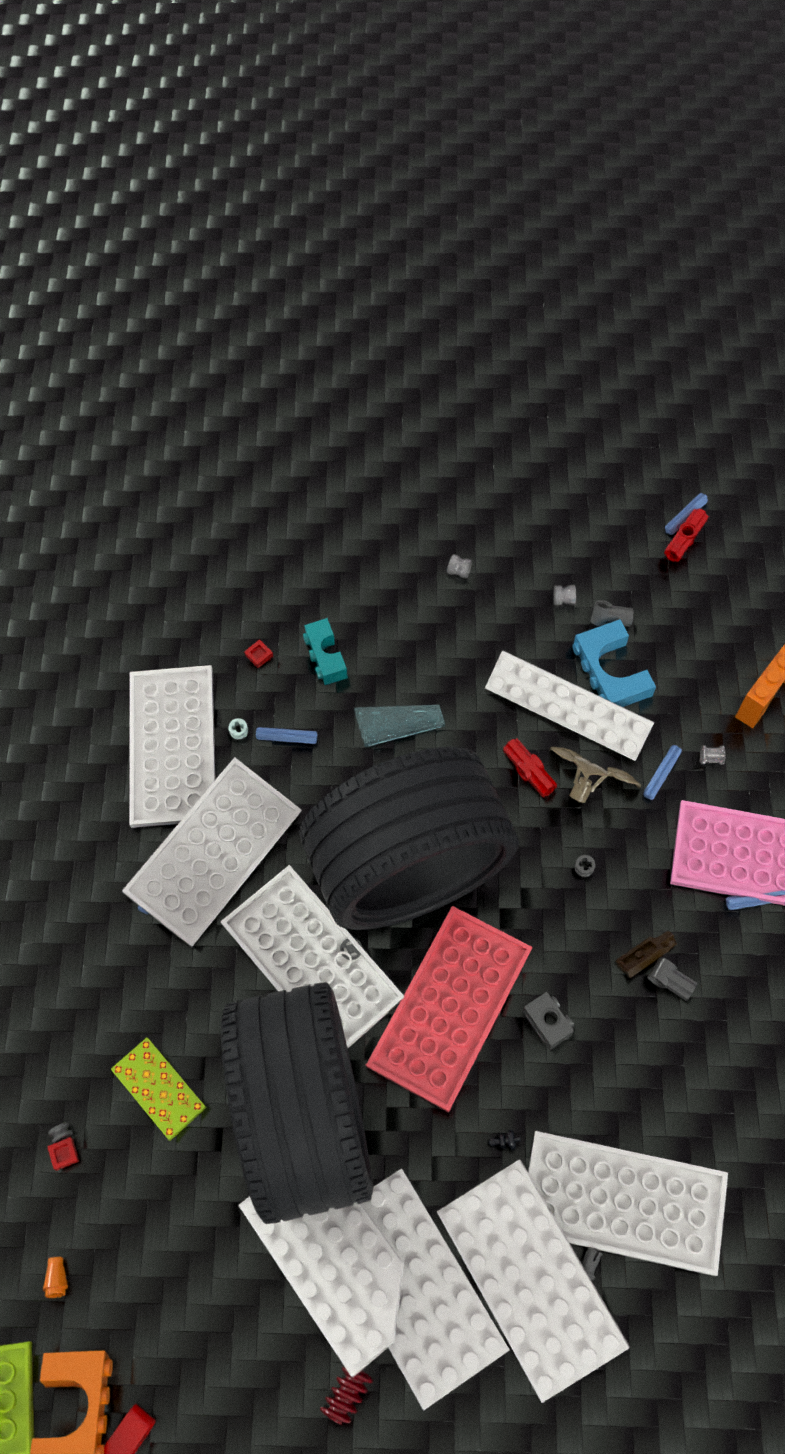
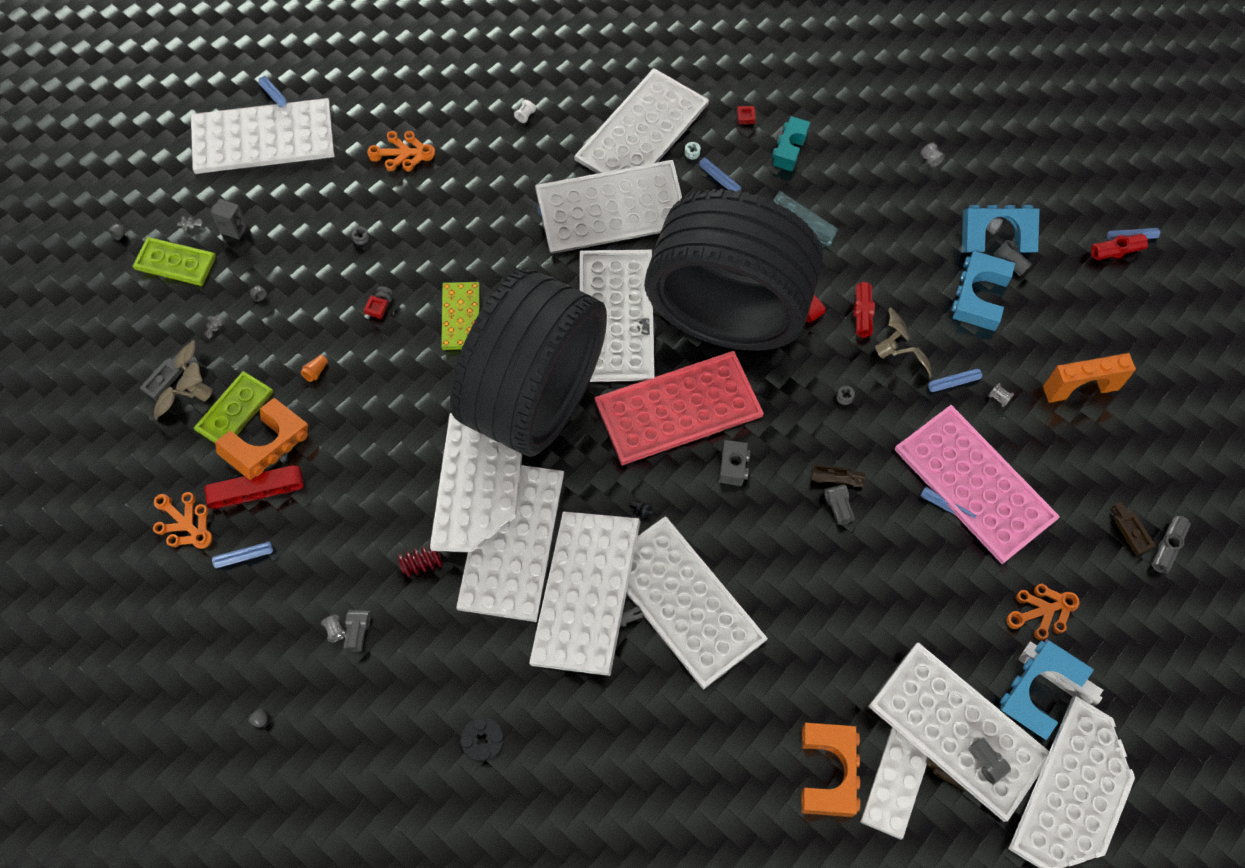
camera: 35 degrees right, 0 degrees up
(38, 815) = (525, 110): none -> white bush
(556, 603) = (1023, 220): none -> dark azure arch
(569, 705) = (927, 292): white plate -> none

